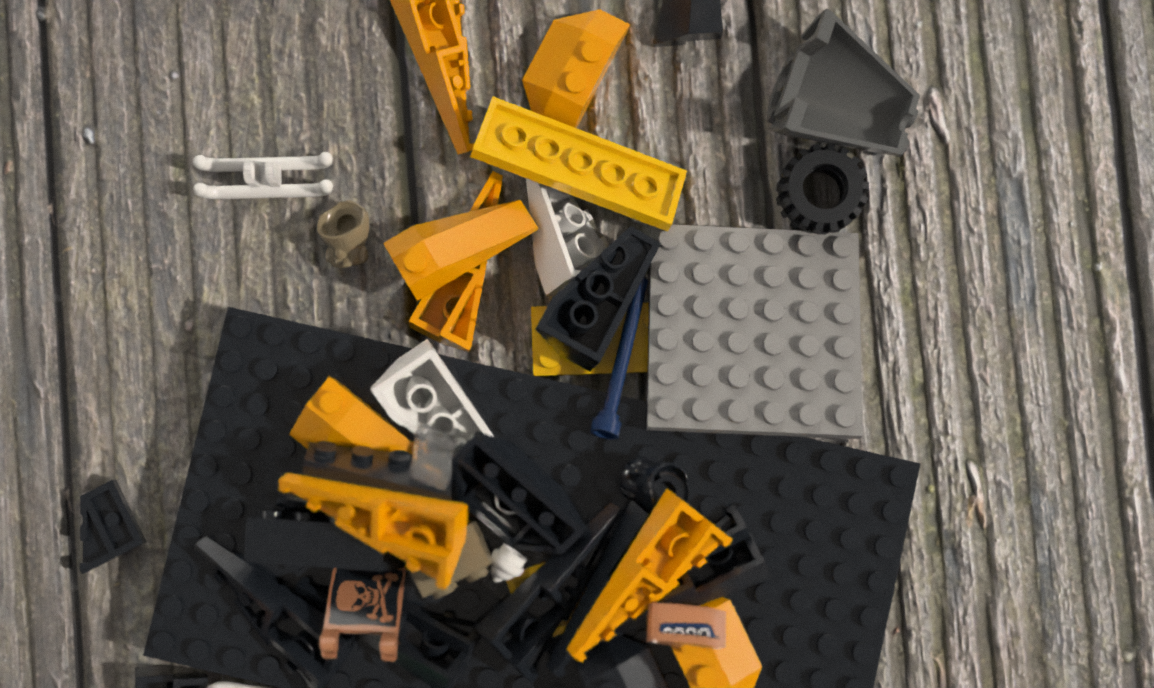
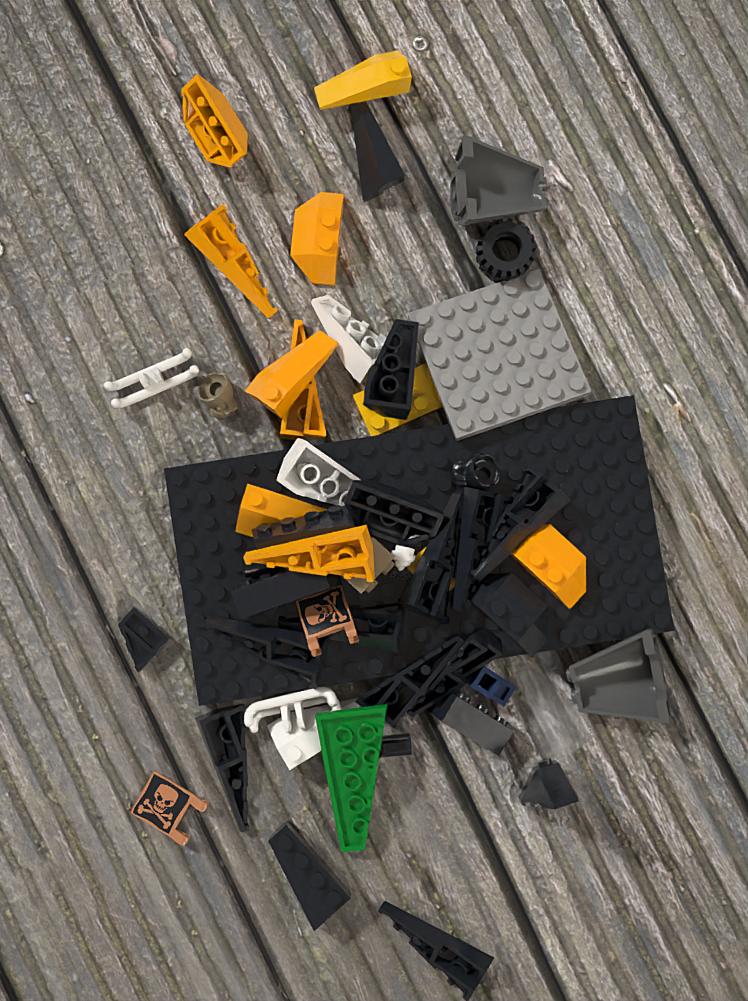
camera: 20 degrees left, 0 degrees up
(432, 456) = (331, 505): clear tile -> none
(579, 164) = (347, 293): yellow plate -> none
(607, 422) = (430, 445): dark blue piece -> none
(663, 551) = (497, 507): light orange wedge -> none
(686, 625) = (529, 547): nougat slope -> none

